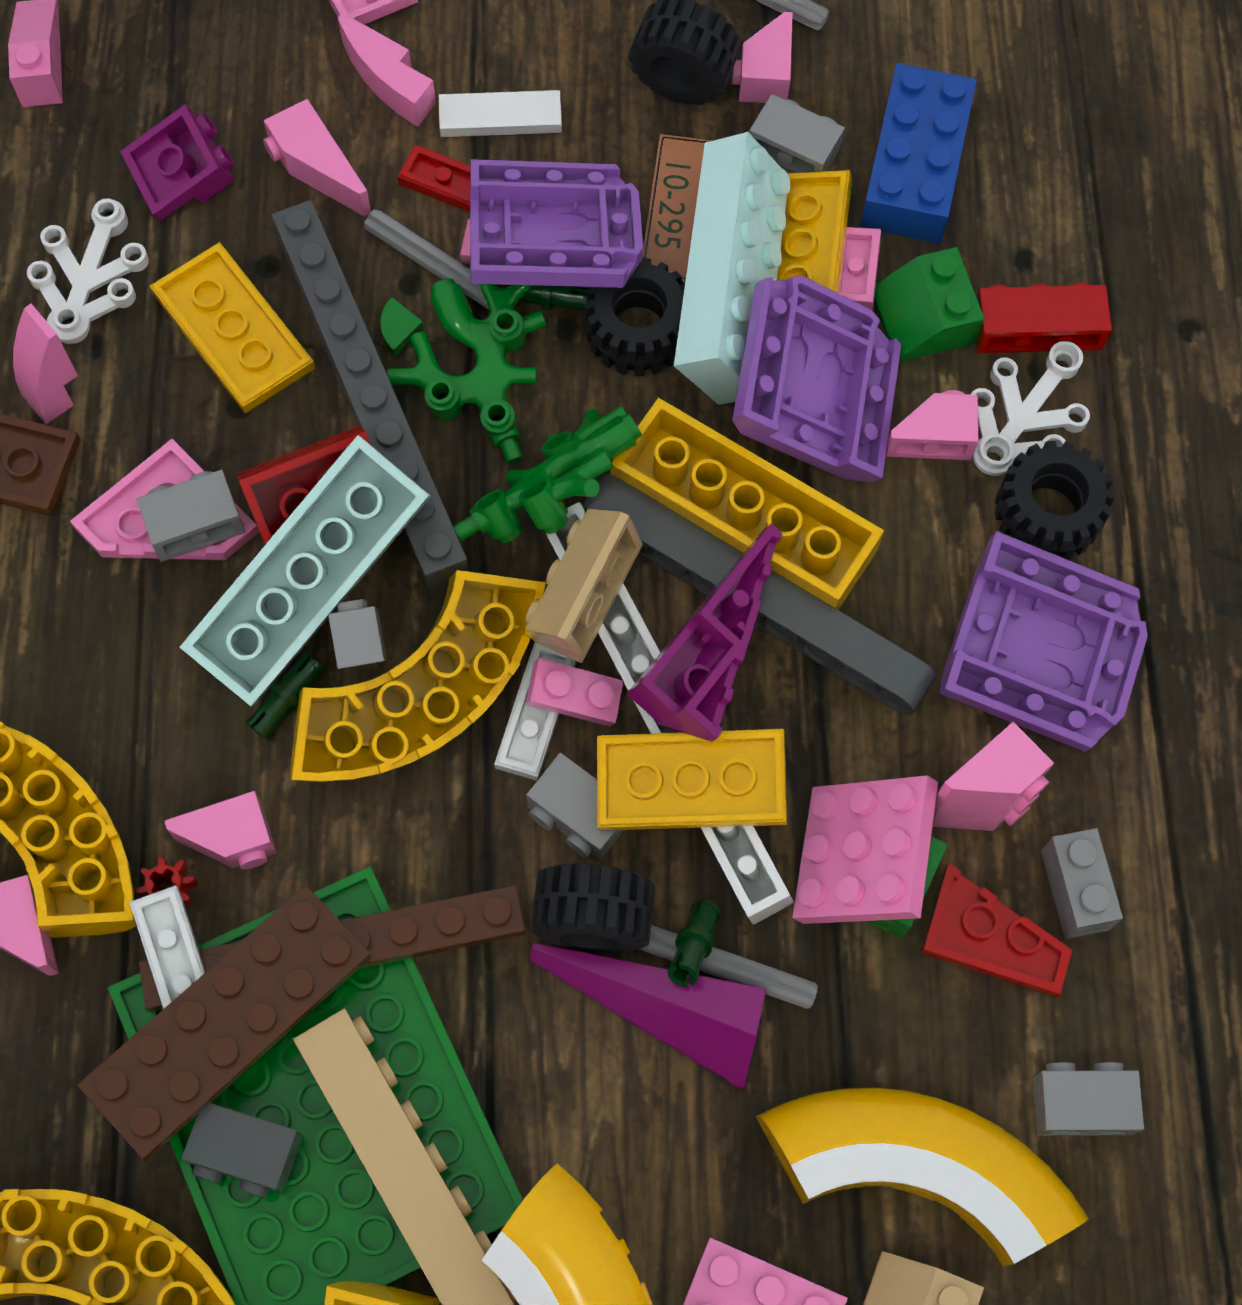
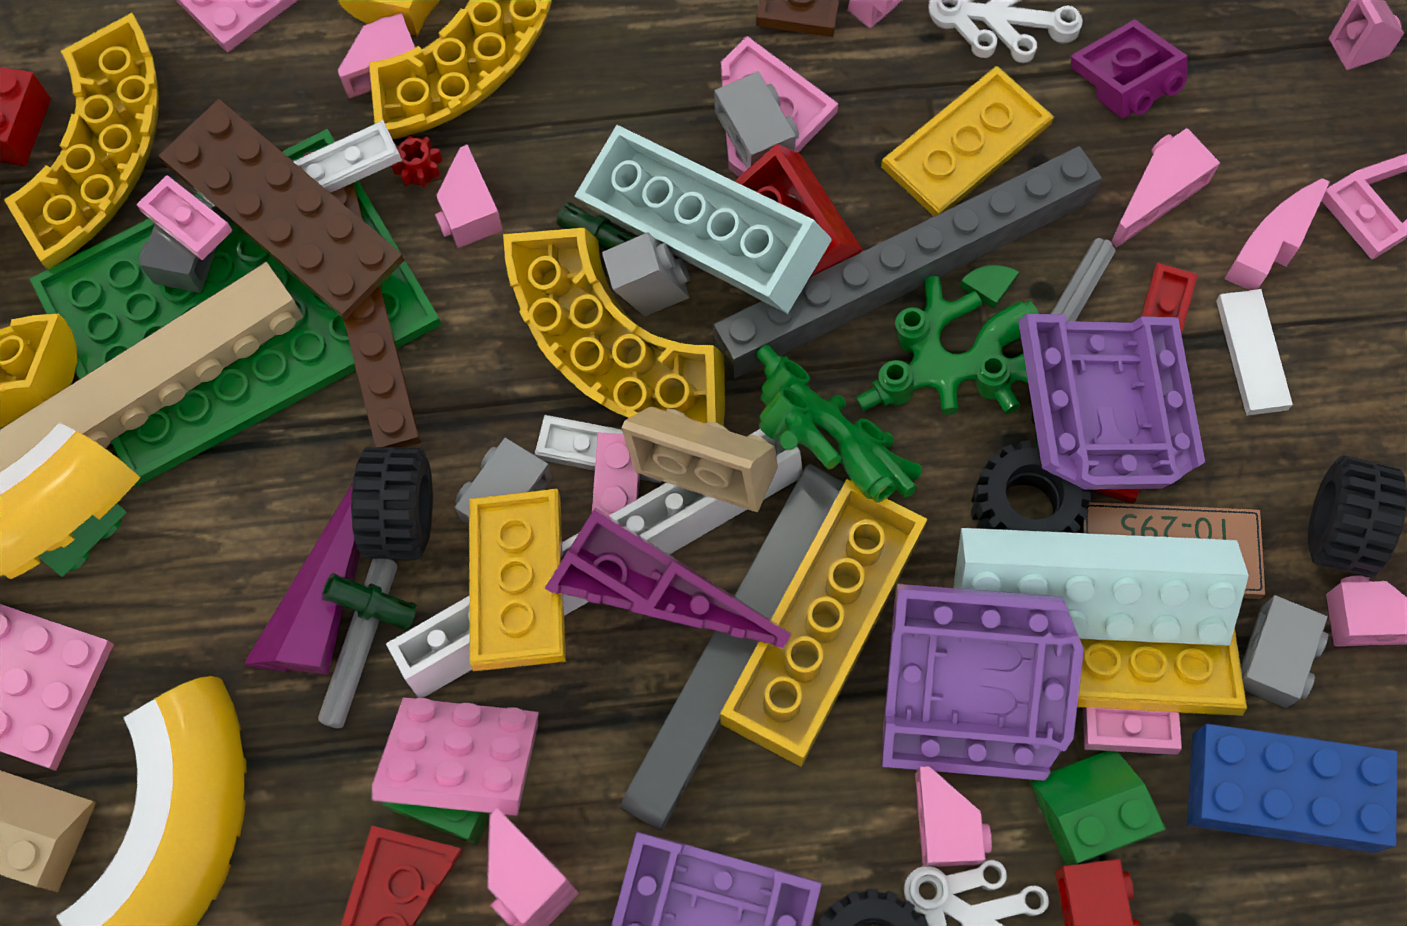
camera: 90 degrees right, 0 degrees up
(228, 1128) = (184, 217): none -> bright pink plate

